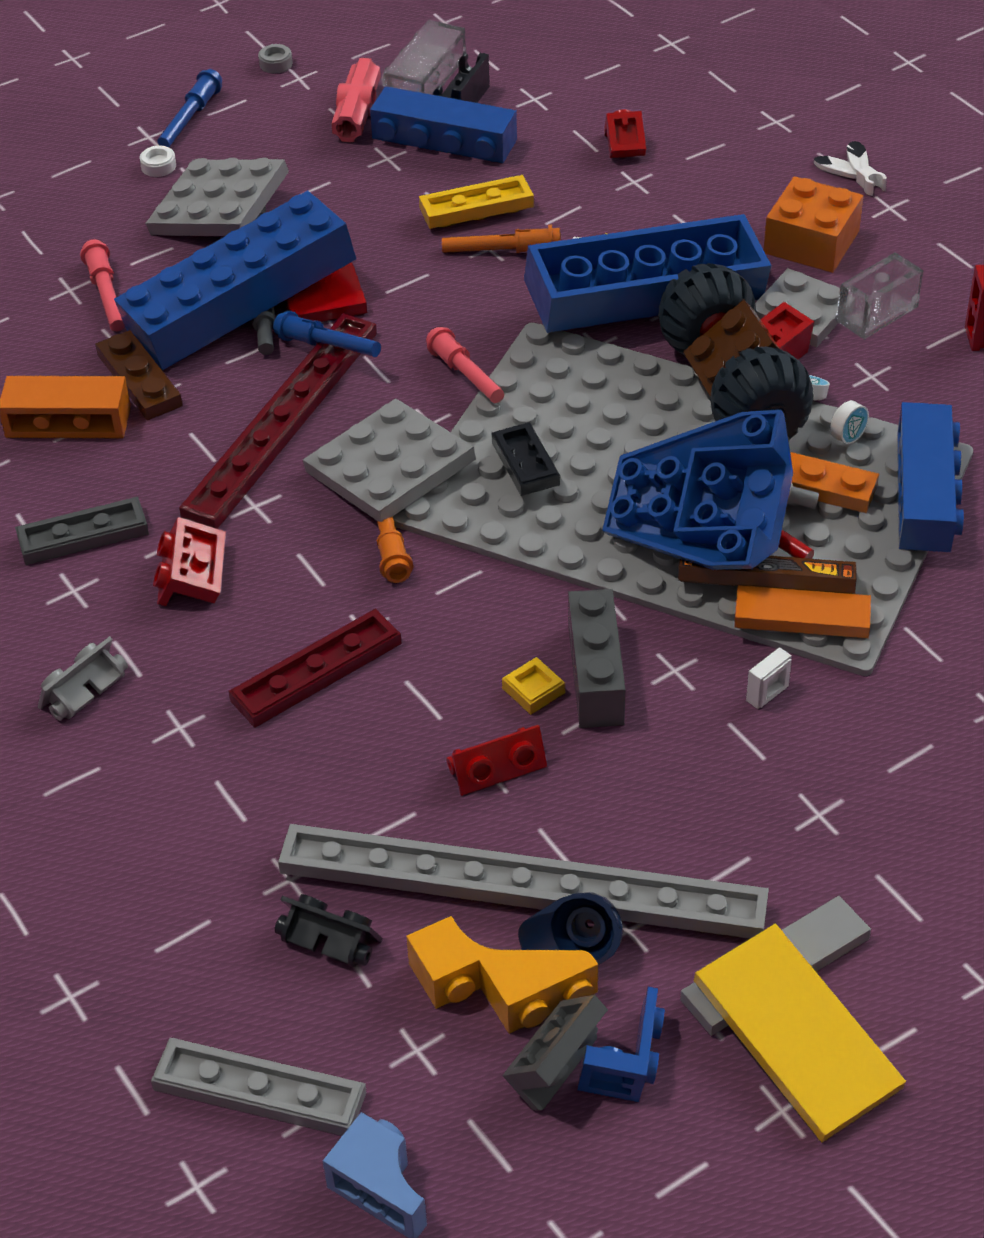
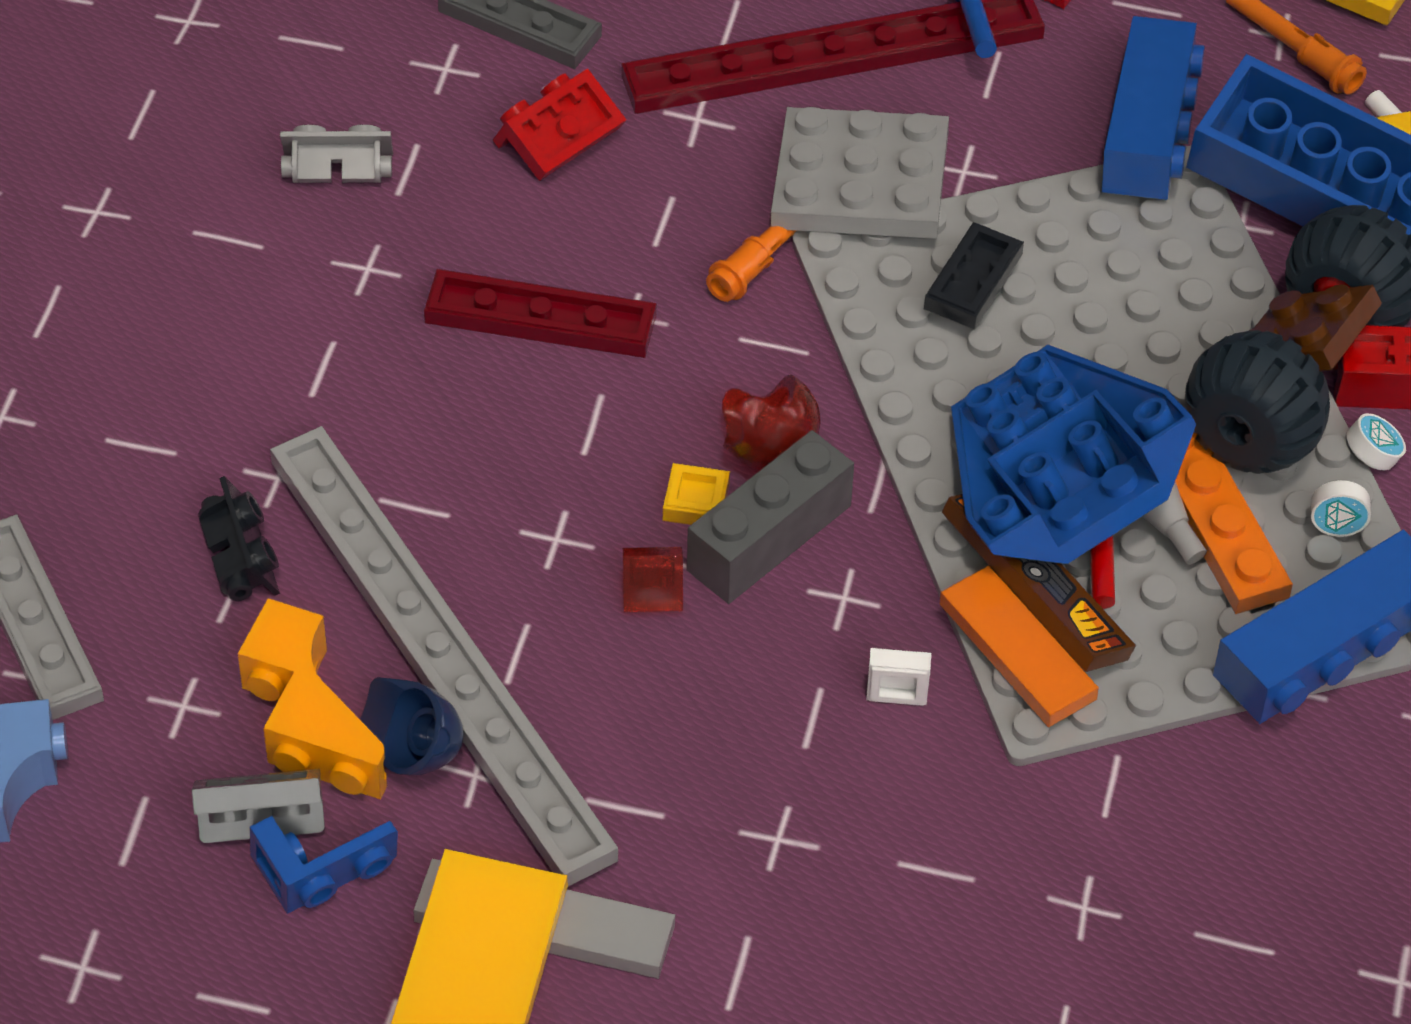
camera: 45 degrees right, 5 degrees up
(442, 343) = (1079, 98): coral pin -> none
(493, 317) = (1151, 108): none -> blue brick
(498, 760) = (566, 530): red hinge -> none
(532, 611) = (768, 424): none -> clear red cap
(581, 741) = (652, 579): none -> clear red tile

